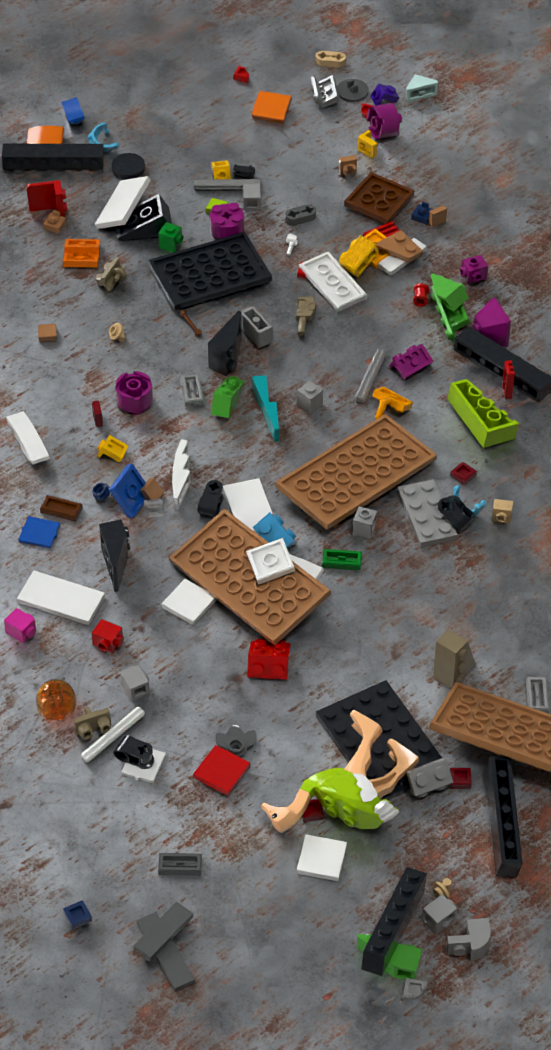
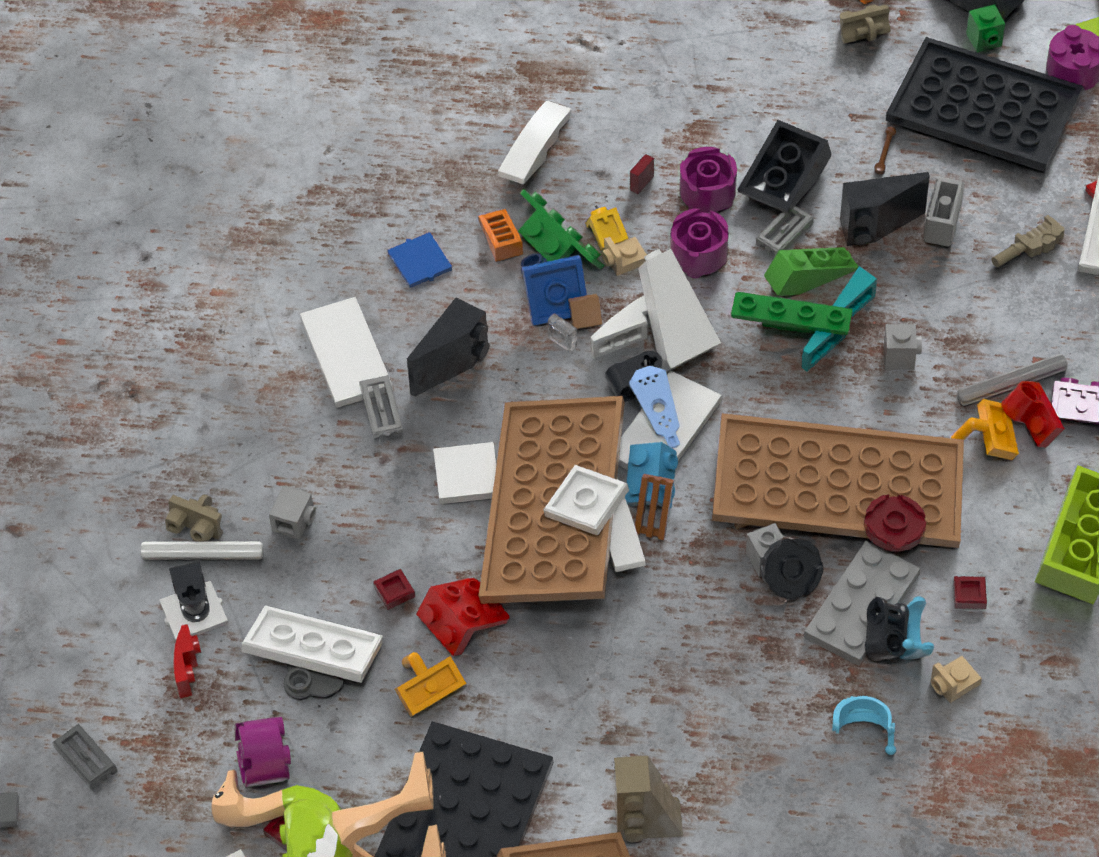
camera: 50 degrees right, 5 degrees up
(20, 625) = (264, 346): dark pink brick -> none
(47, 332) = (712, 38): medium nougat tile -> none
(55, 699) = (196, 459): clear orange cylinder -> none
(61, 508) = (474, 252): reddish brown tile -> none
(76, 487) = (504, 249): none -> orange slope
(90, 472) = (550, 236): none -> green bracket
(107, 636) = (330, 436): red brick -> none
(110, 608) = (386, 429): none -> light grey tile
(116, 332) = (786, 97): tan plate -> none
(135, 455) = (623, 255): none -> tan bracket
(161, 359) = (786, 167): none -> black slope
(166, 421) = (699, 242): none -> magenta brick
(168, 780) = (184, 660): none -> red slope
(198, 455) = (674, 311): none -> white slope
(220, 726) = (312, 644): none -> white tile
(221, 770) = (251, 692): red tile -> none
(223, 675) = (394, 589): none -> dark red tile
(231, 496) = (655, 393): none -> light blue piece
(249, 418) = (791, 314): none -> green bracket
(264, 784) = (261, 751): none -> magenta brick
(295, 695) = (429, 683): none -> light orange plate
(307, 554) = (649, 530): none -> dark orange tile
(343, 561) = (684, 579): green tile -> none
(386, 519) = (792, 567): none -> black tile
(400, 379) = (1031, 406): none -> red plate
(404, 467) = (895, 522): none -> dark red tile
(491, 548) = (868, 710): none -> medium azure helmet

